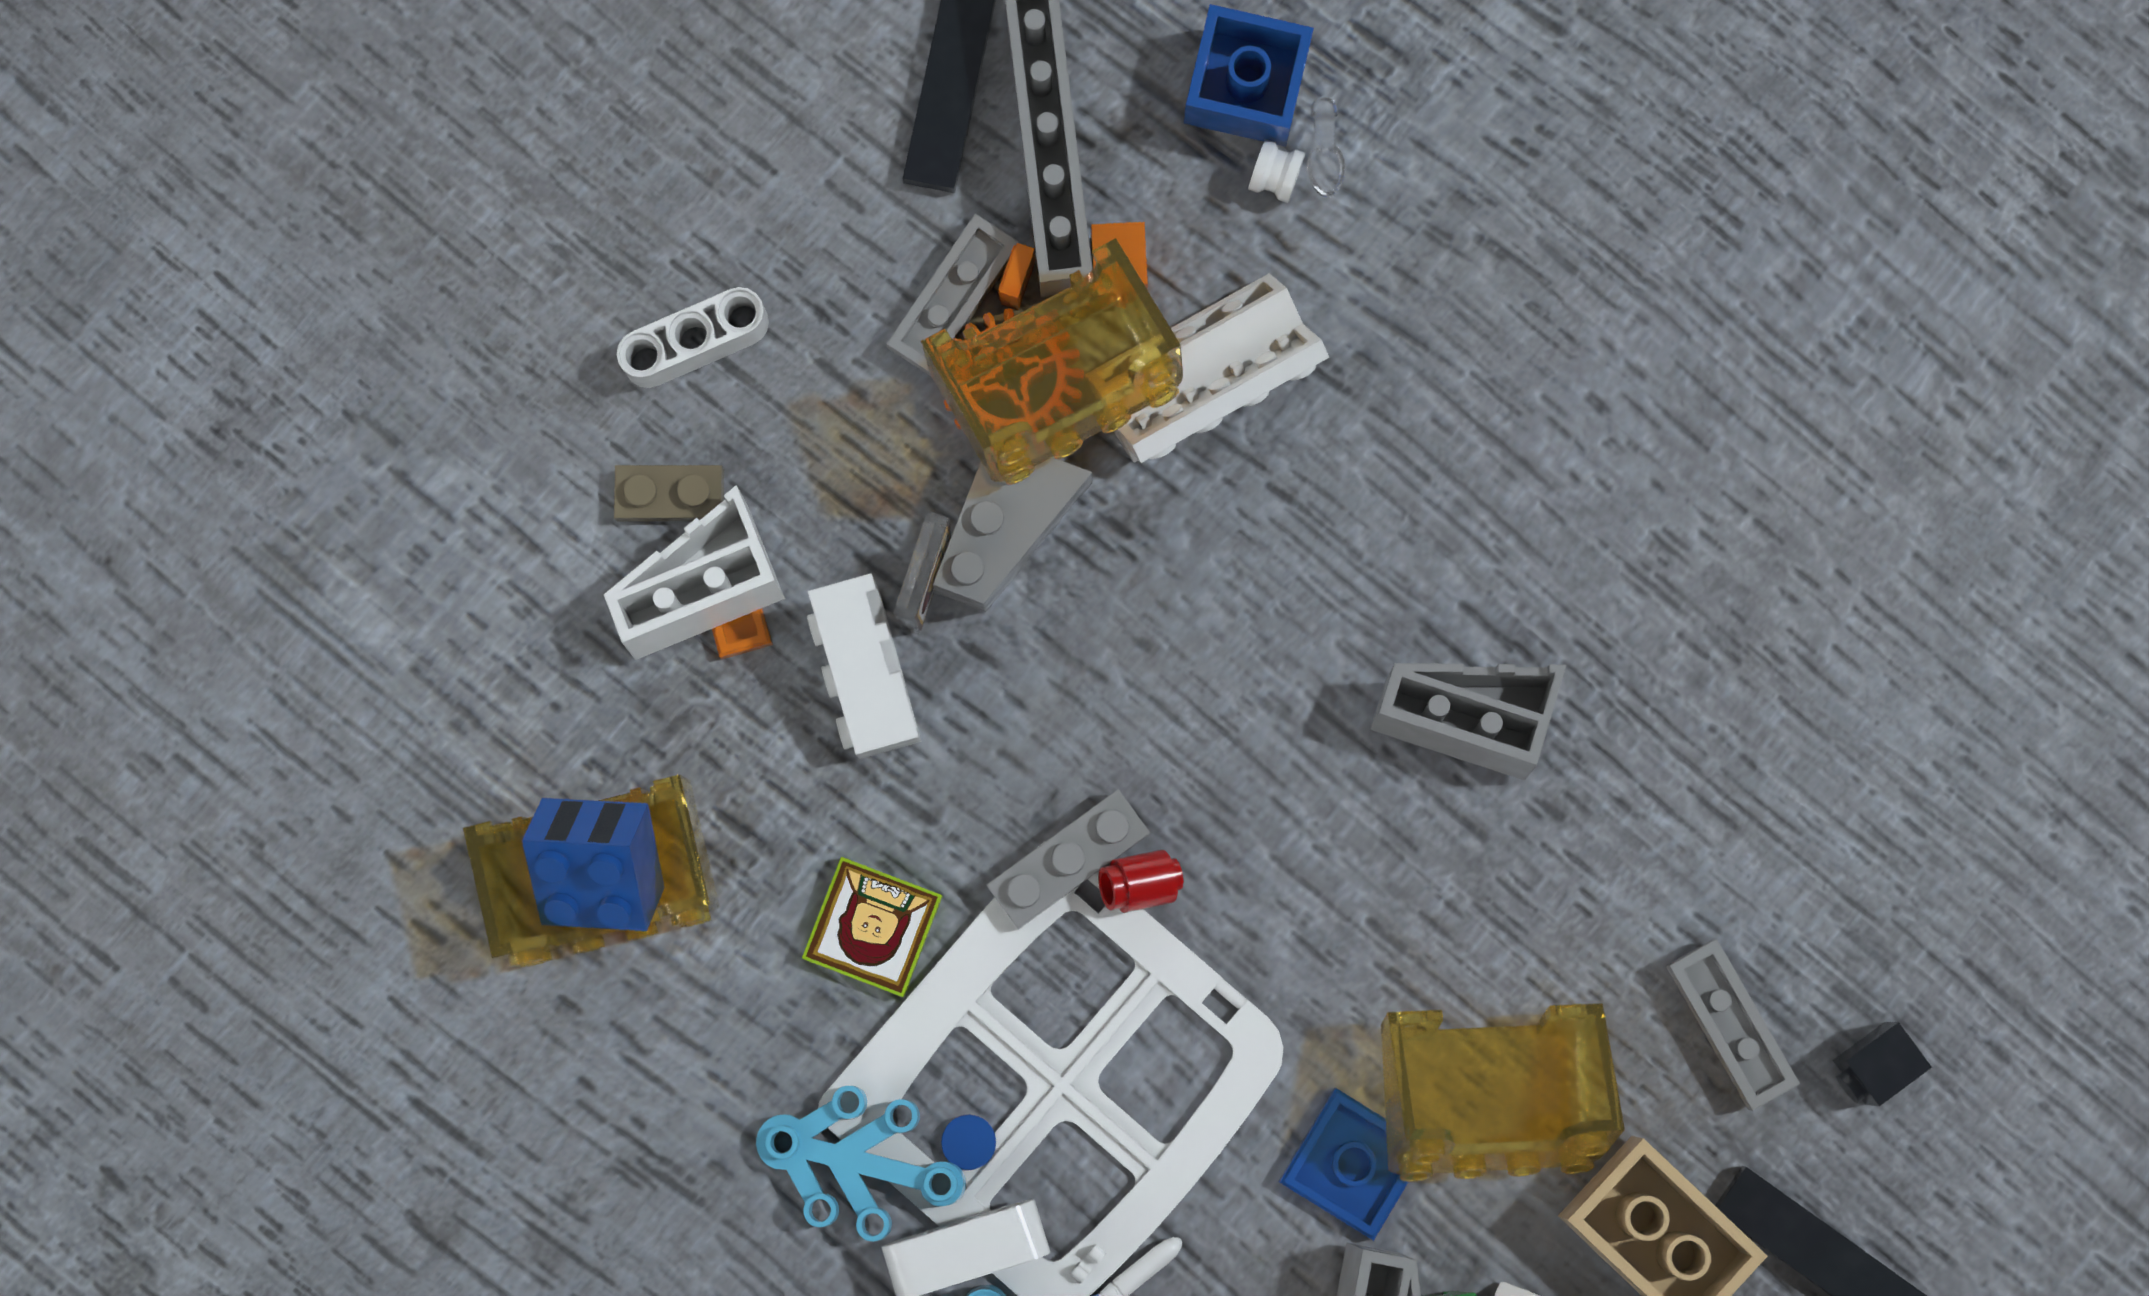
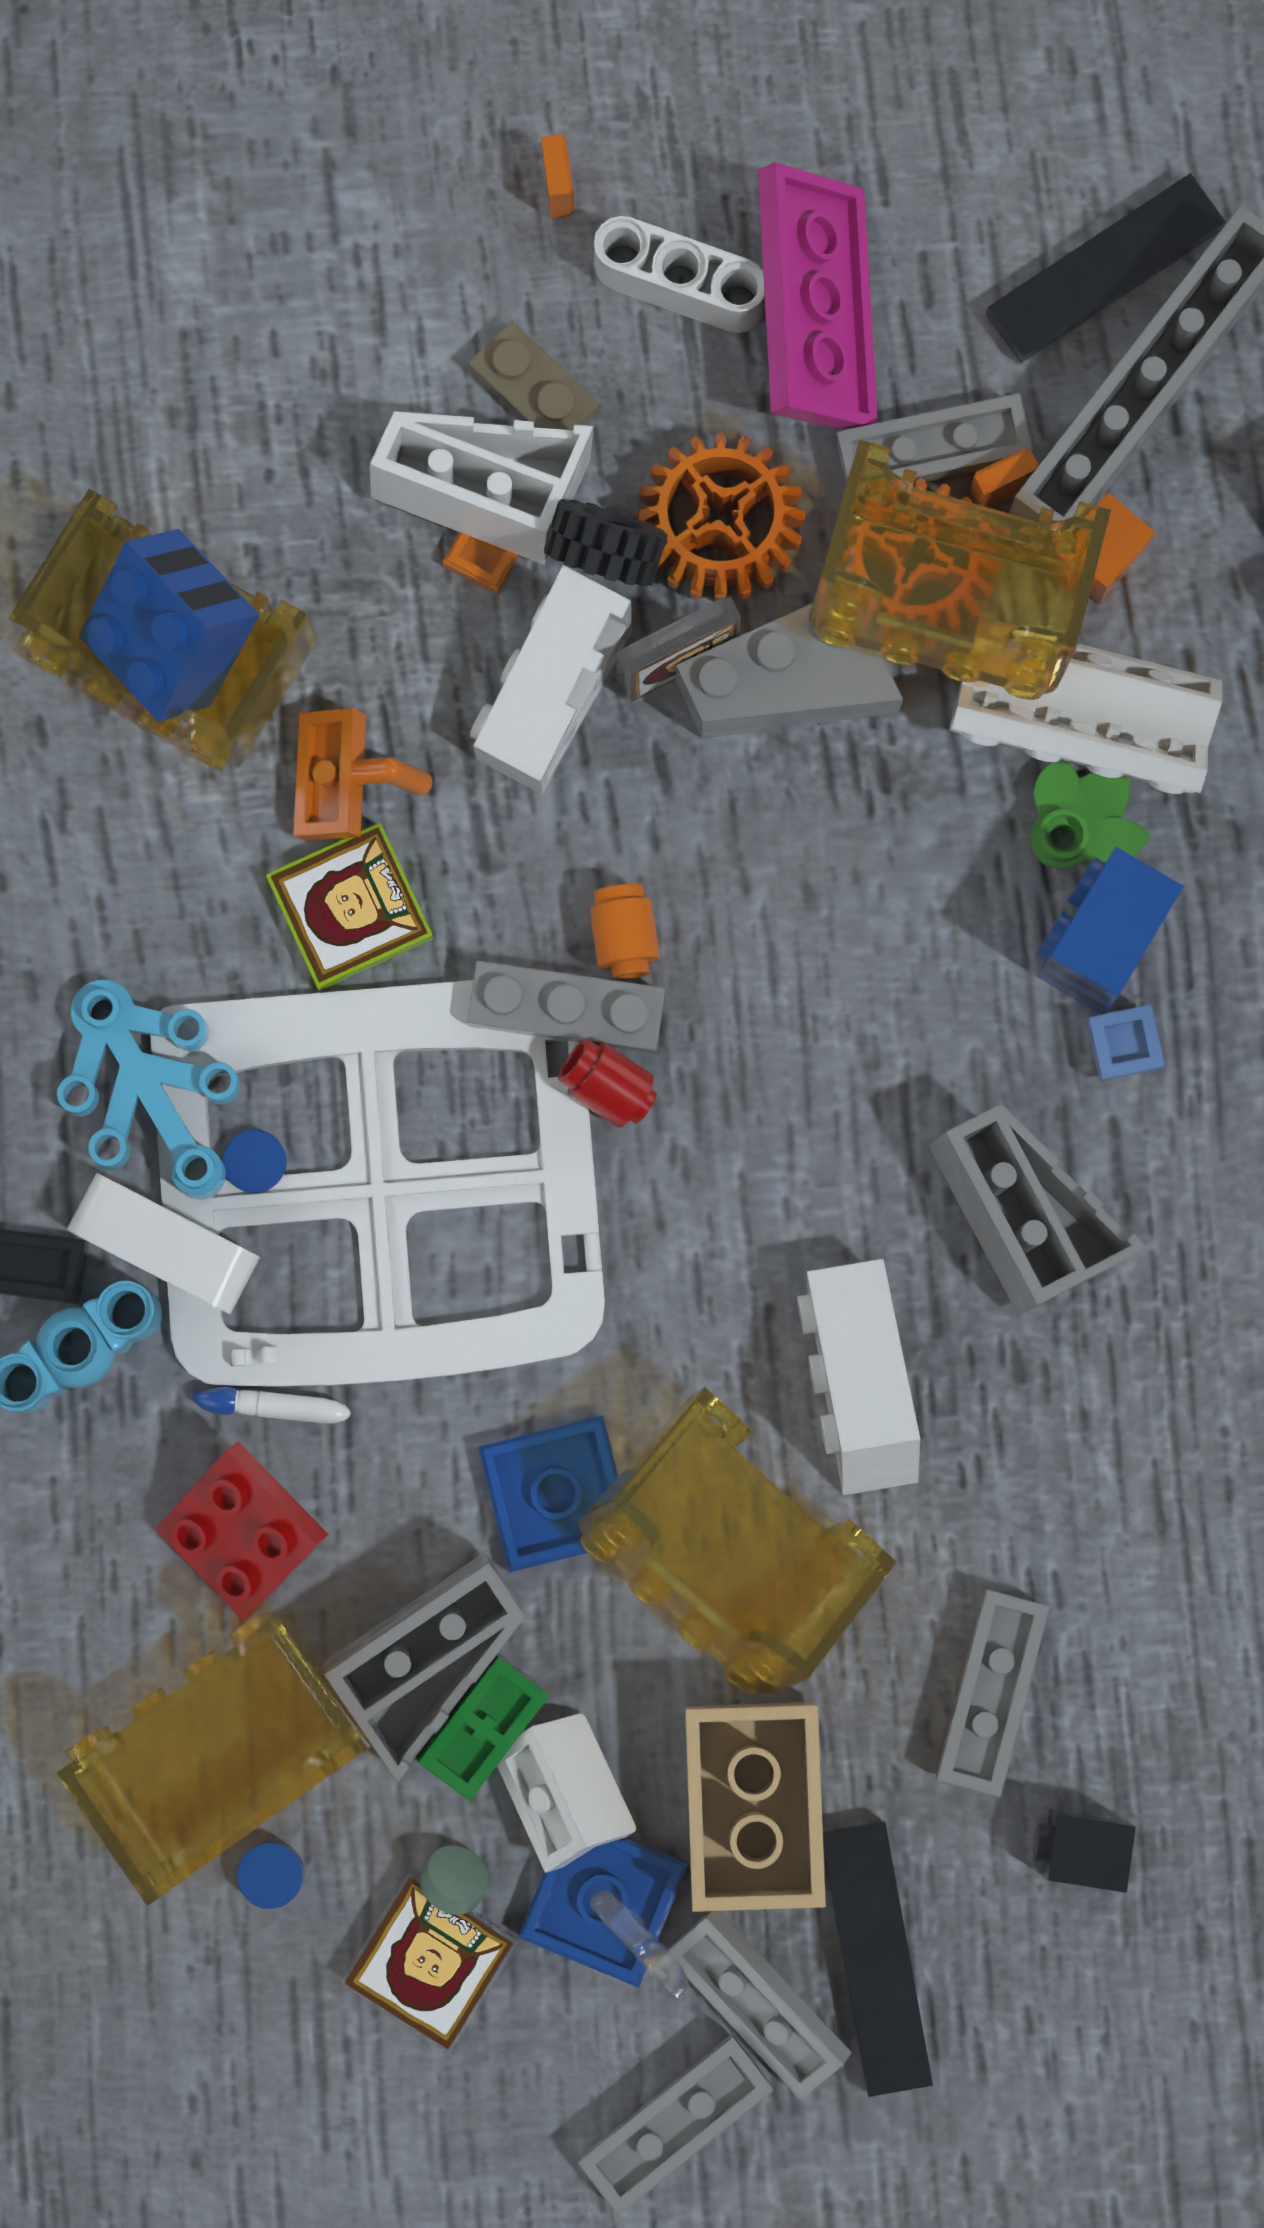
camera: 45 degrees right, 0 degrees up
(556, 348) = (557, 175): none -> orange tile
(783, 853) = (334, 771): none -> orange plate
(795, 273) = (817, 298): none -> dark pink plate
(816, 551) = (605, 542): none -> black tyre
(842, 459) = (740, 500): none -> orange gear
(1058, 778) = (624, 931): none -> orange brick
(1271, 432) = (1088, 811): none -> bright green plate
(1352, 494) = (1114, 923): none -> blue brick
(1427, 551) = (1125, 1043): none -> medium blue plate
(1469, 910) = (862, 1375): none -> white wedge

